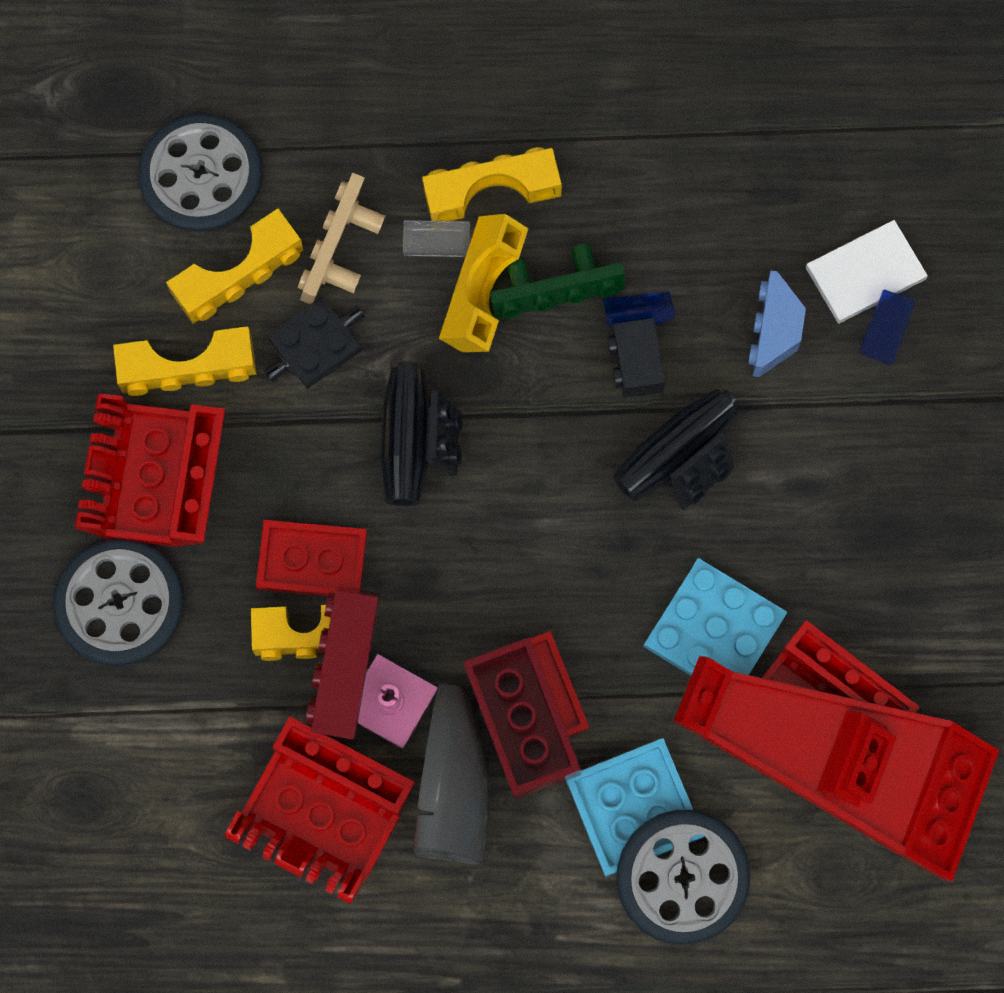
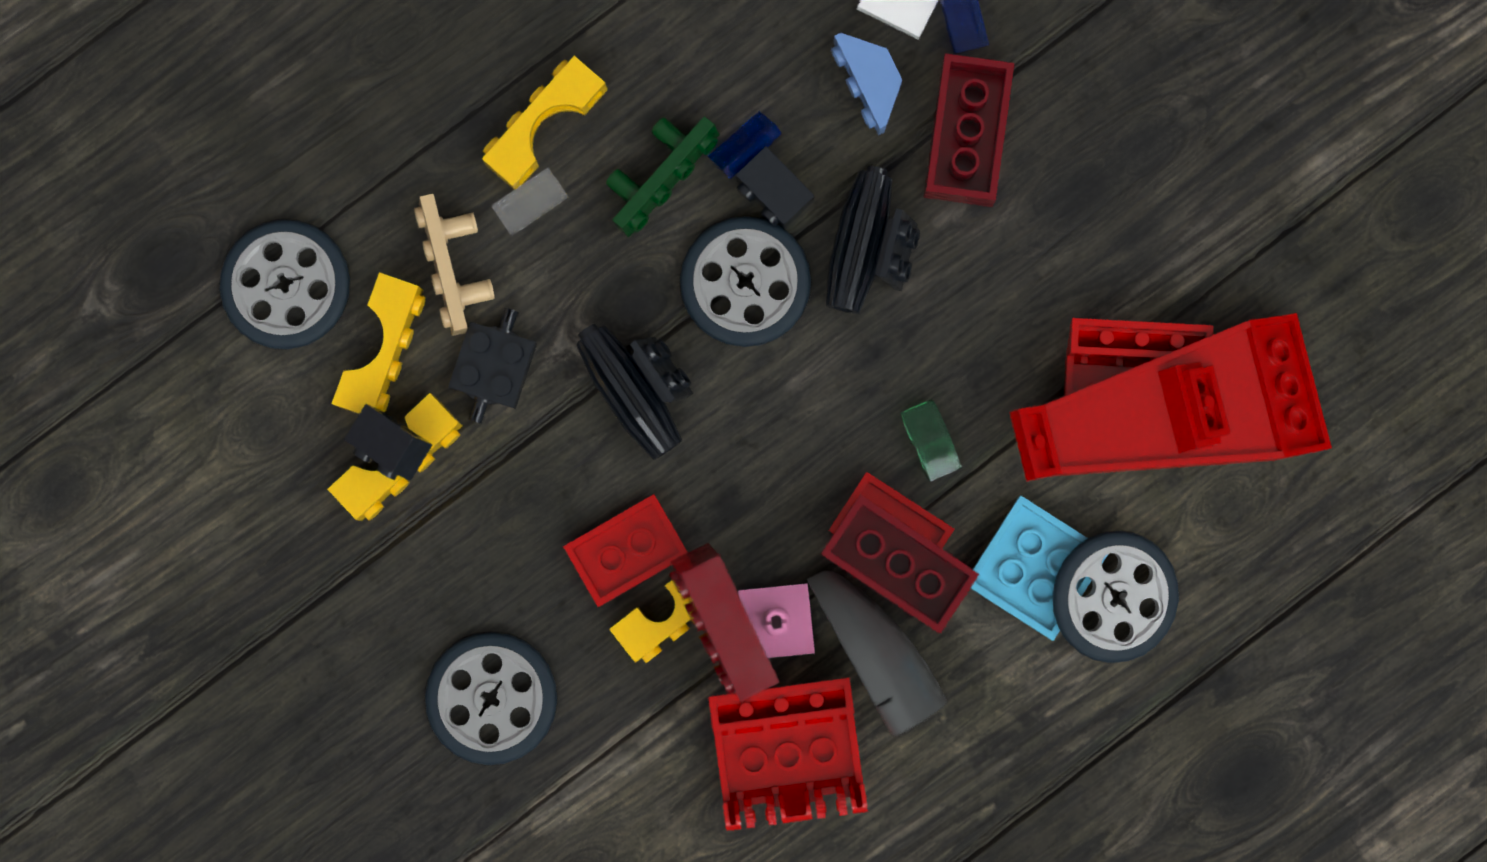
camera: 30 degrees left, 10 degrees up
(151, 473) = (441, 572): red slope -> none
(185, 339) = (388, 443): none -> black brick
(493, 247) = (585, 179): yellow arch -> none
(569, 459) = (778, 314): none -> wedge
(621, 643) = (931, 440): none -> clear green slope
(714, 620) = (995, 370): medium azure plate -> none
(827, 417) = (969, 130): none -> dark red brick

